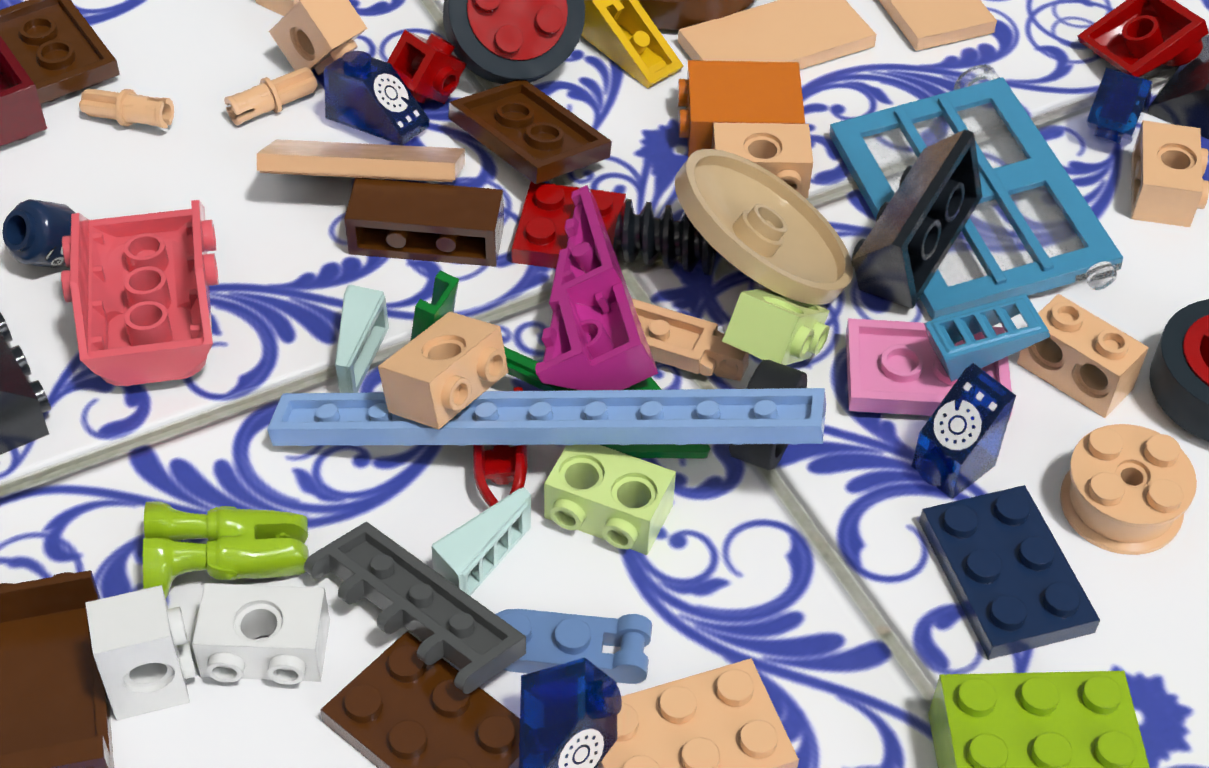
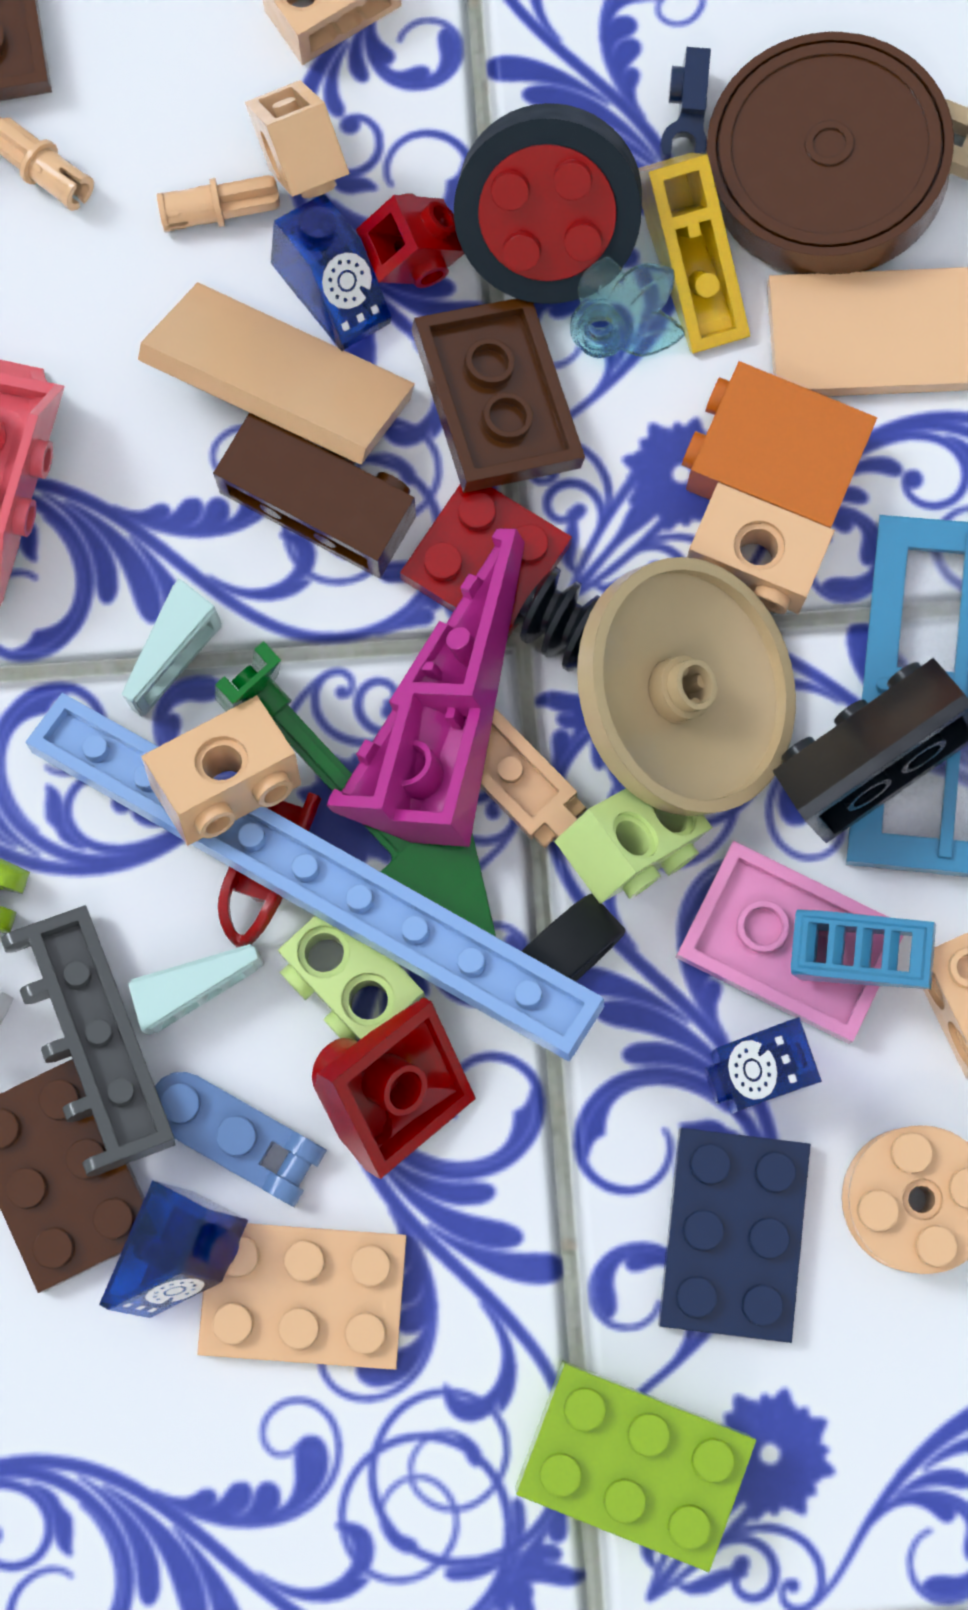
camera: 25 degrees right, 30 degrees up
(596, 58) = (630, 305): none -> clear light blue plate
(682, 547) = (391, 1087): none -> red slope

